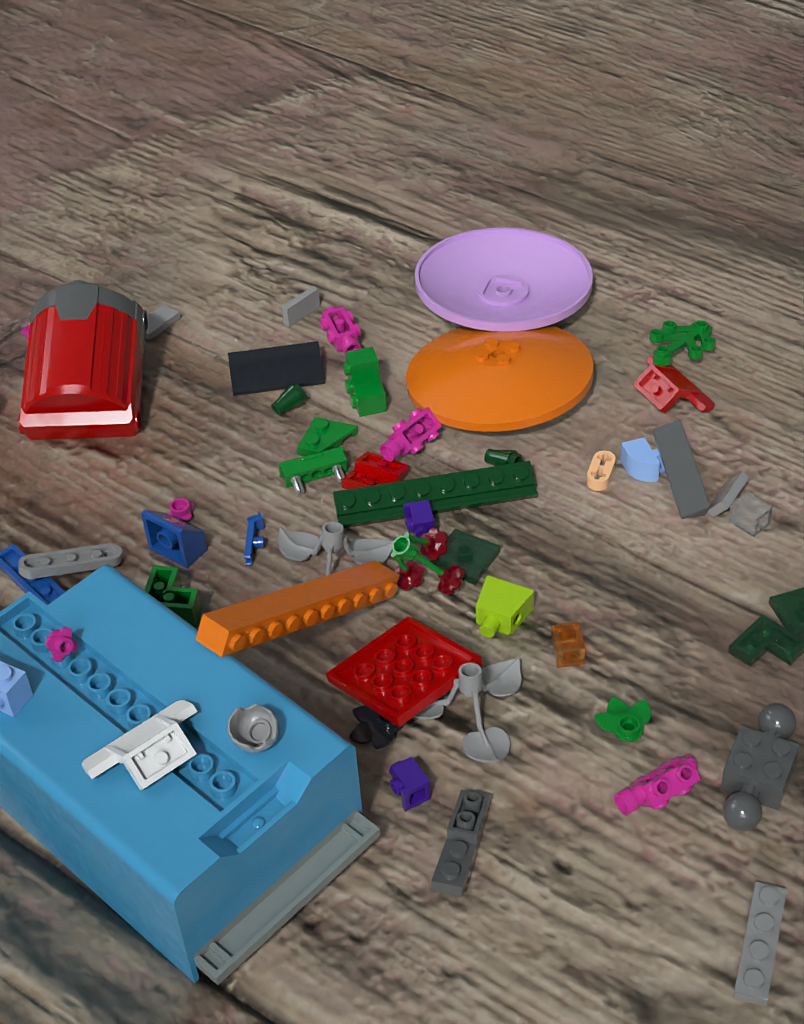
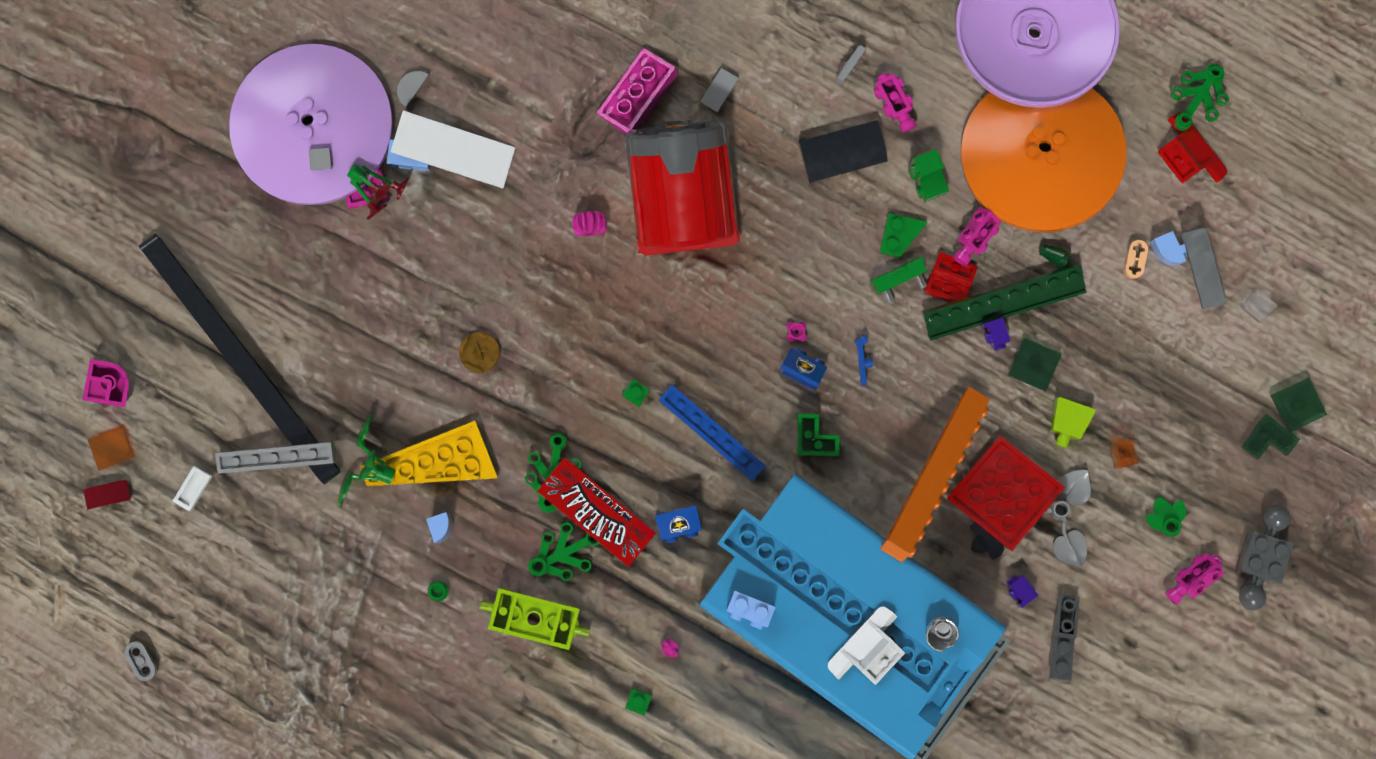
camera: 10 degrees left, 40 degrees up
(55, 640) = (786, 565): dark pink plate -> none
(69, 560) = (725, 403): light grey plate -> none
(289, 399) = (863, 192): dark green cone -> none
(300, 545) = (956, 363): light grey plant -> none
(433, 546) = (996, 389): dark red plant -> none
(728, 494) = (1240, 284): light grey tile -> none
(760, 944) = (1262, 691): light grey plate -> none

